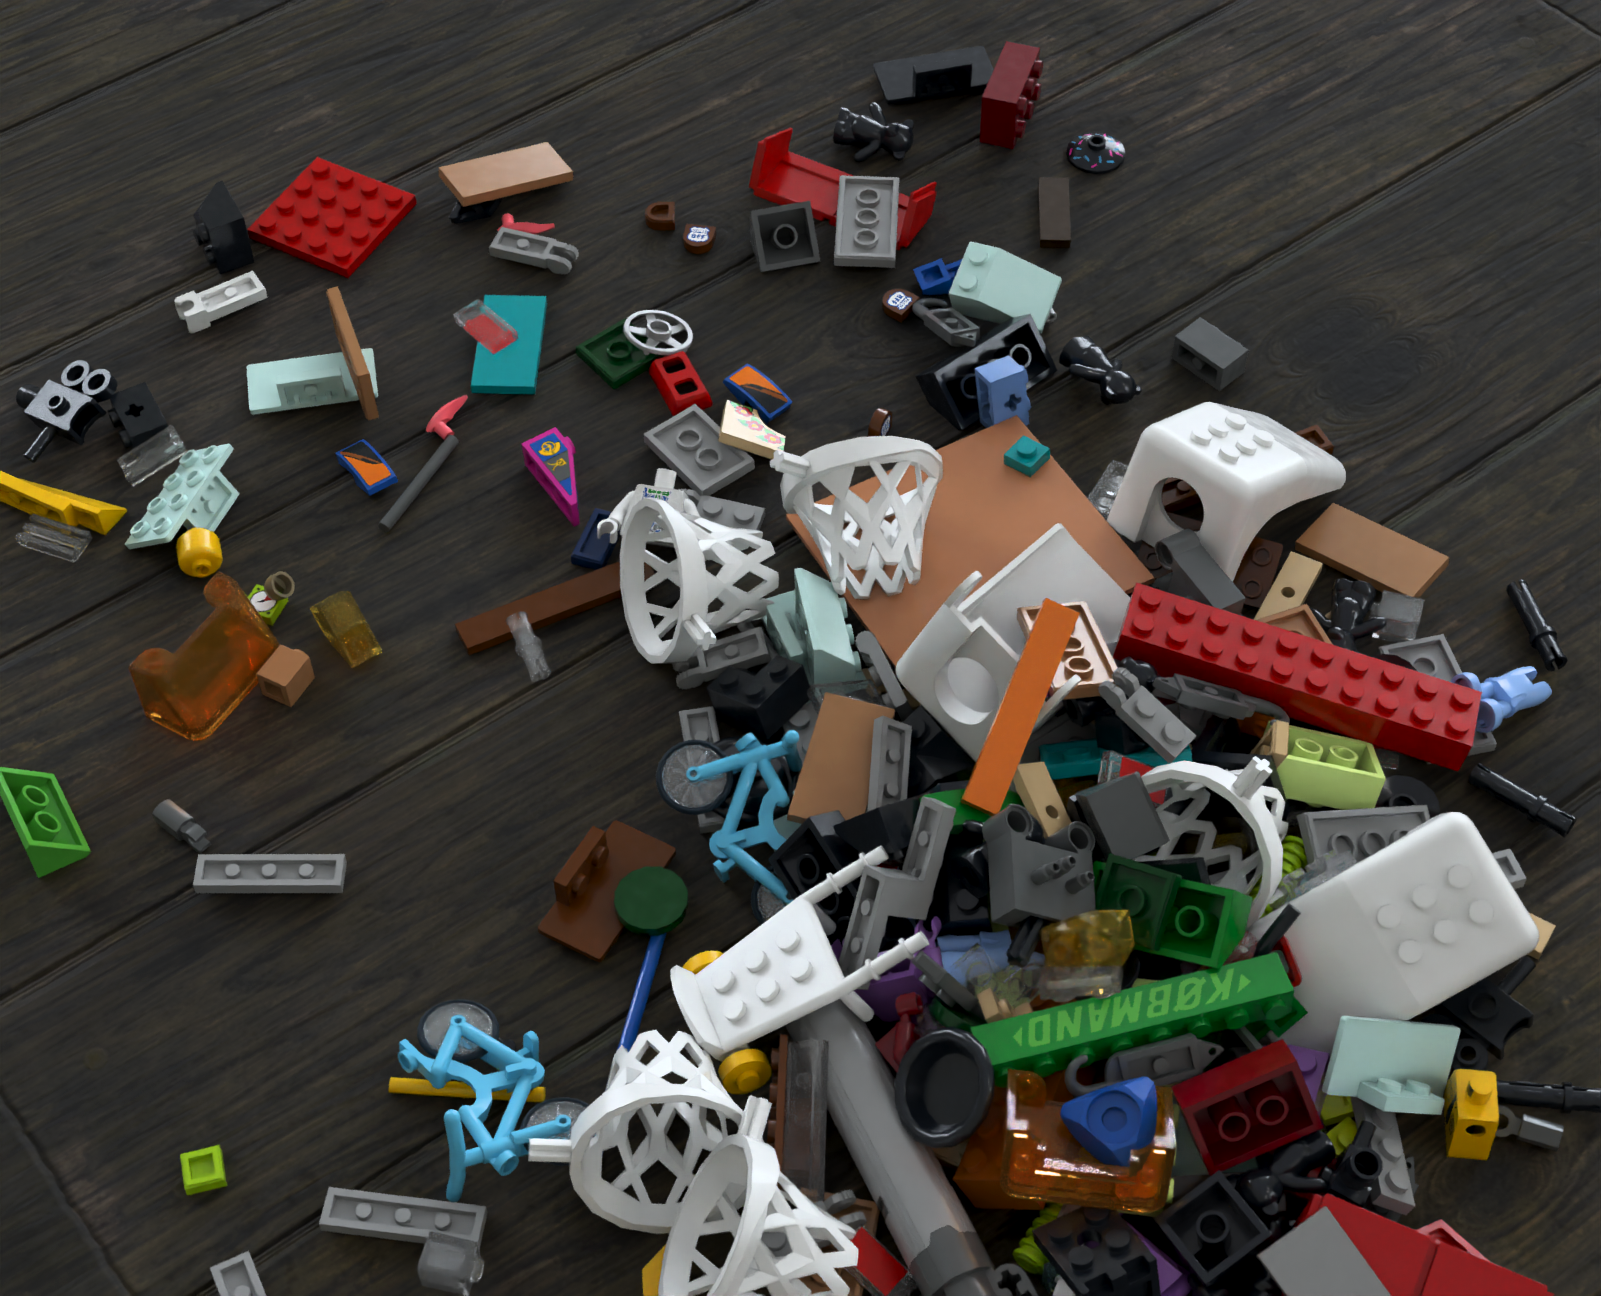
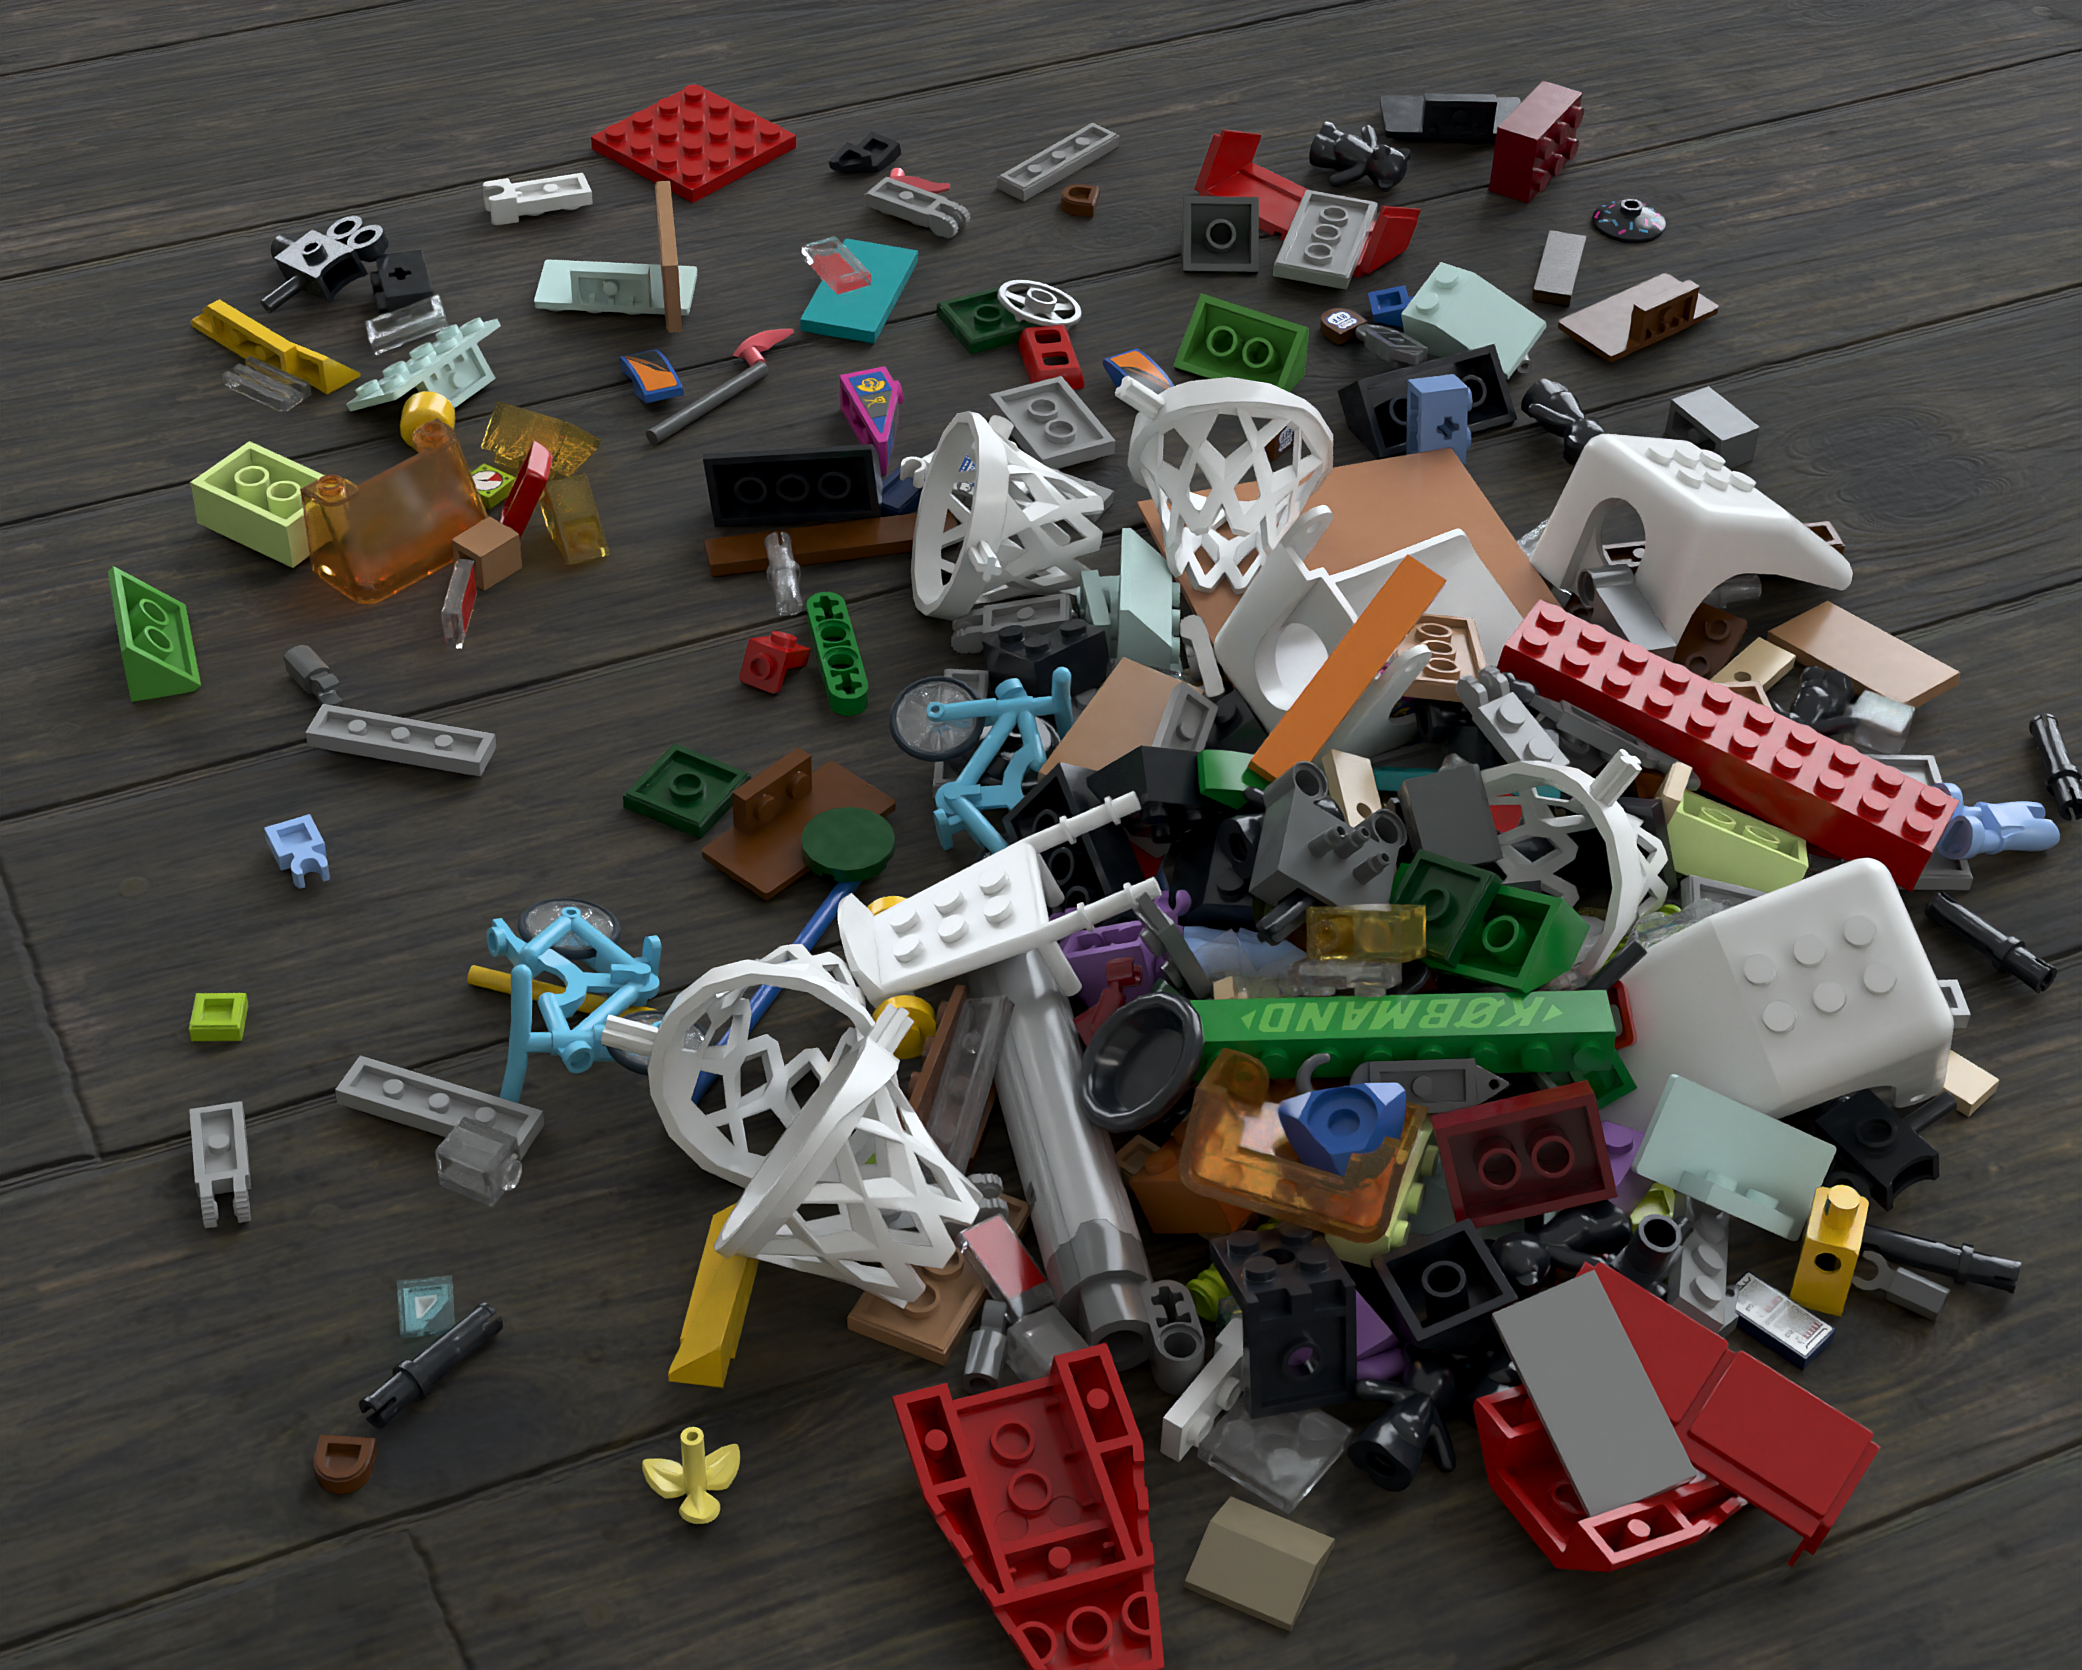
camera: 10 degrees right, 10 degrees down
(90, 665) = (256, 502): none -> yellowish green brick
(219, 994) = (299, 847): none -> light blue plate
(222, 231) = (559, 128): black slope -> none
(277, 730) = (459, 603): none -> clear tile
(278, 583) = (506, 463): dark tan hinge -> none
(301, 554) = (515, 428): none -> clear yellow slope
(302, 613) = (527, 488): none -> red piece
(505, 174) = (908, 129): medium nougat tile -> none
(508, 870) = (685, 790): none -> dark green tile
(515, 563) = (794, 485): none -> black slope
(541, 731) = (769, 658): none -> red bracket
(588, 712) = (837, 652): none -> green beam
(633, 180) = (1057, 162): none -> light grey tile
(699, 238) = (1118, 227): reddish brown tile -> none
(747, 432) = (1107, 410): tile -> none
(831, 349) = (1243, 345): none -> bright green slope
(896, 891) = (1143, 849): light grey bracket -> none
(1027, 456) = (1449, 483): teal plate -> none
(1126, 251) = (1638, 317): none -> bracket
(1446, 1177) = (1780, 1322): none -> tile

